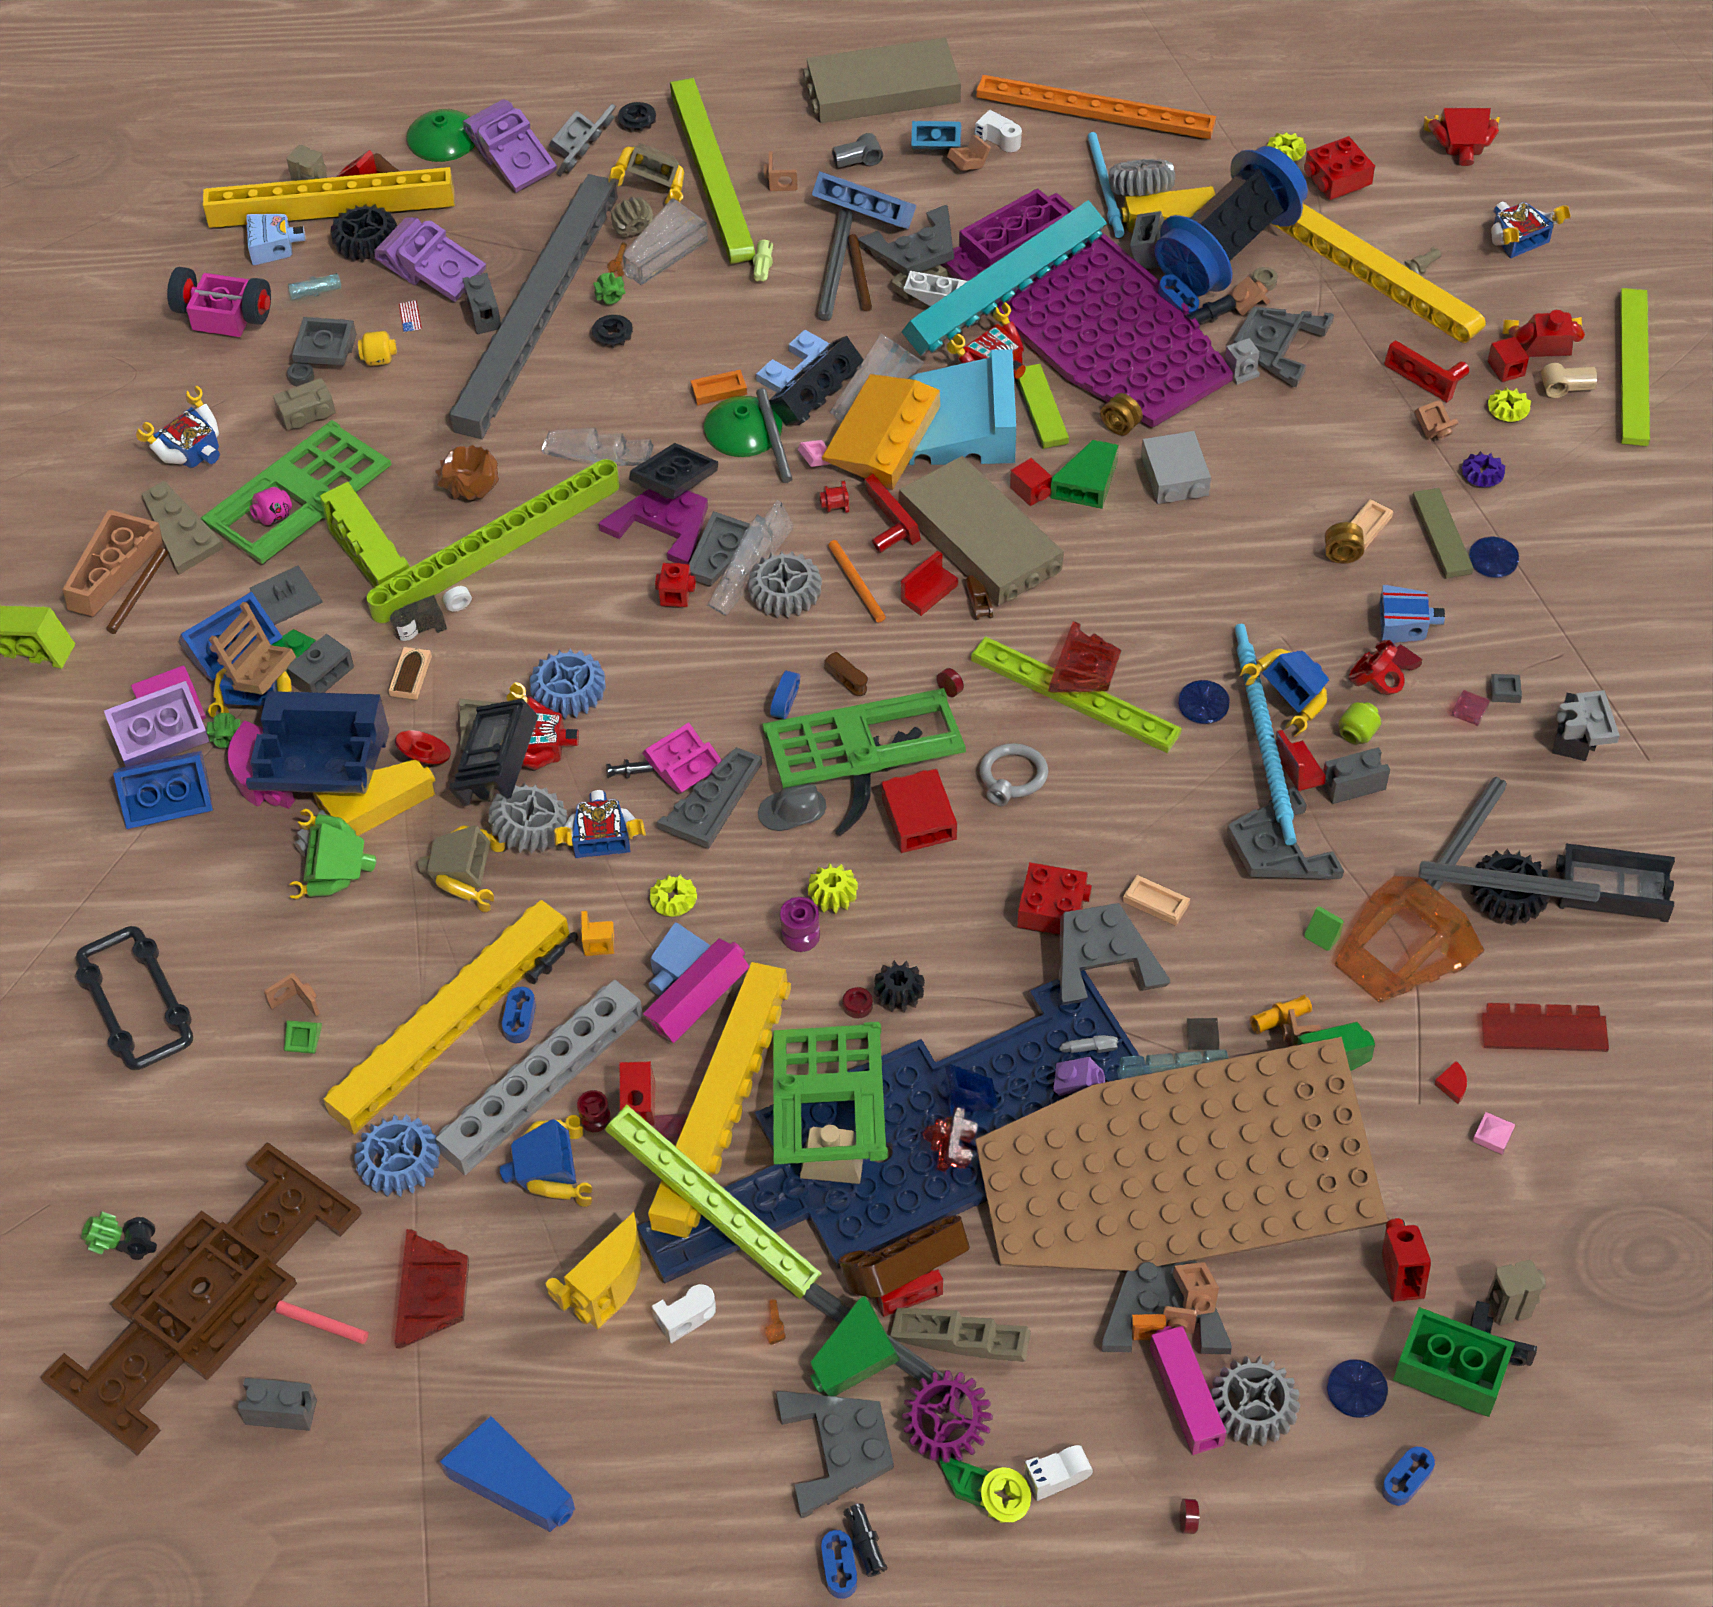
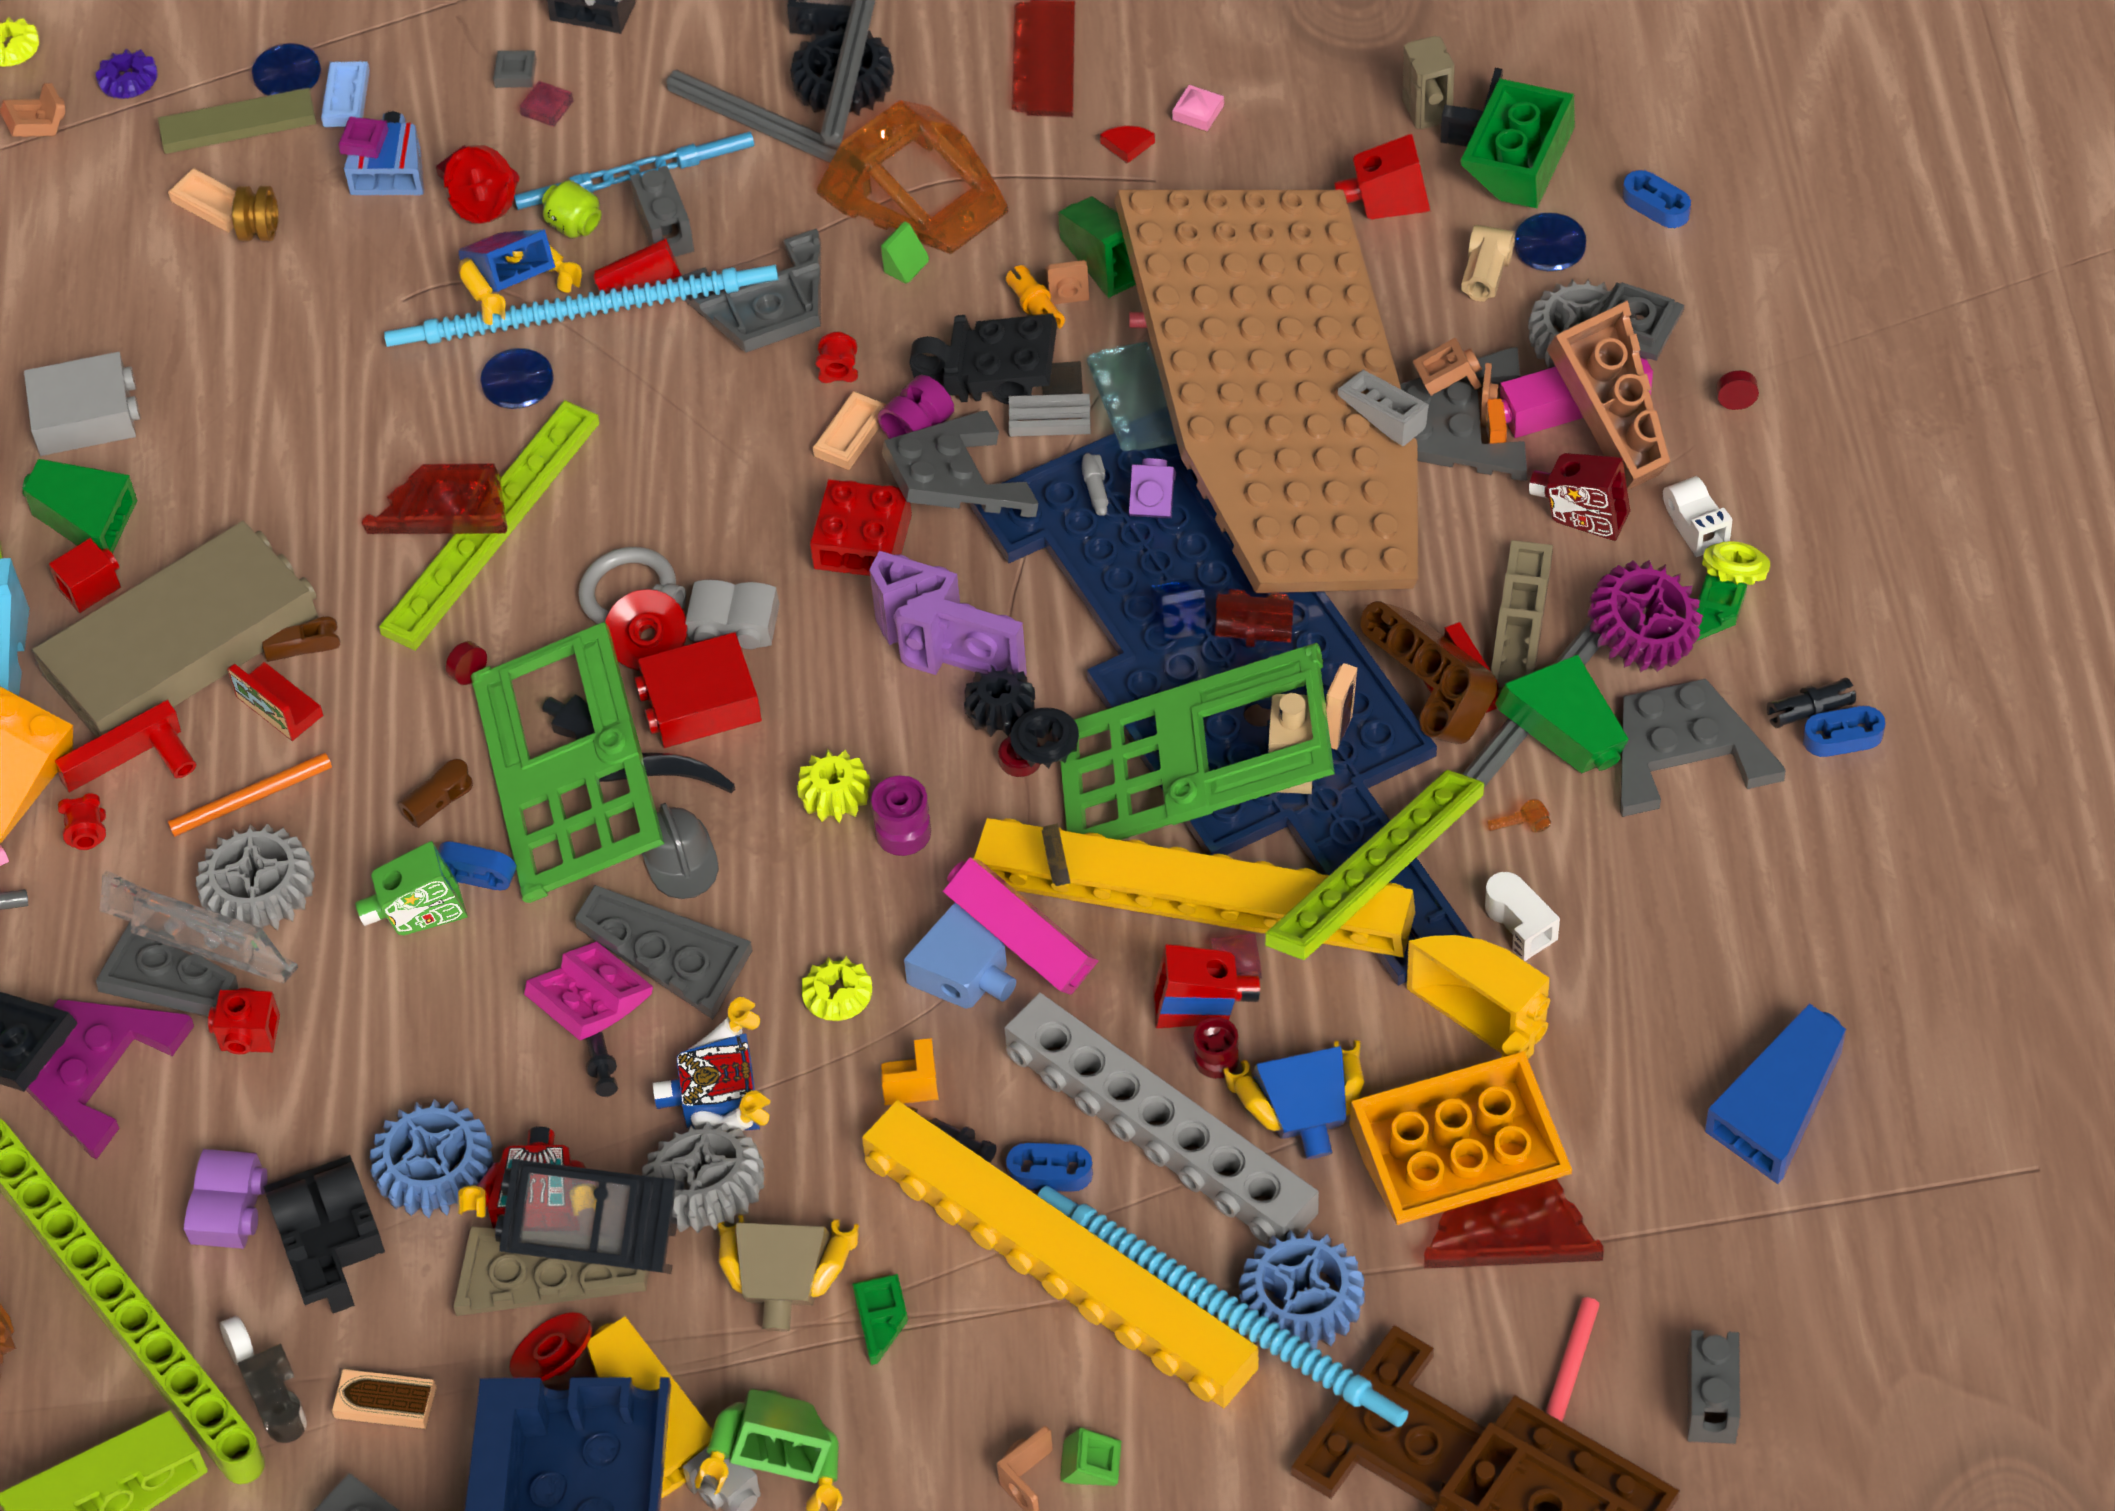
camera: 90 degrees left, 0 degrees up
(296, 1167) = (1355, 1389): none -> medium azure hose
(425, 922) = (880, 1313): none -> green tile
(488, 1252) = (1458, 1138): none -> light orange slope
(528, 631) = (324, 1228): none -> black plate
(554, 585) = (224, 1199): none -> medium lavender brick
(737, 1001) = (1055, 855): none -> clear smoke tile
(760, 651) = (414, 893): none -> bright green torso
(853, 1183) = (1340, 703): none -> light nougat tile
(855, 1000) = (1036, 725): none -> black gear
(962, 940) = (924, 615): none -> medium lavender piece
(970, 777) = (644, 611): none -> red dish
(983, 827) = (727, 608): none -> light grey brick
(1075, 1375) = (1586, 493): none -> dark red torso
(1140, 1251) = (1396, 415): none -> light grey slope
(1155, 1399) = (1612, 391): none -> nougat wedge
(1166, 935) = (919, 406): none -> magenta wheel
(1168, 1002) = (1049, 409): none -> light grey tile
(1216, 979) = (996, 357): none -> black plate
(1220, 886) = (837, 358): none -> red brick
(1244, 1446) = (1658, 312): none -> dark grey piece
(1338, 1336) = (1488, 254): none -> tan piece
(1409, 591) = (363, 137): none -> magenta tile
(1419, 789) = (685, 157): none -> dark azure piece
(1469, 589) = (345, 92): none -> light blue plate

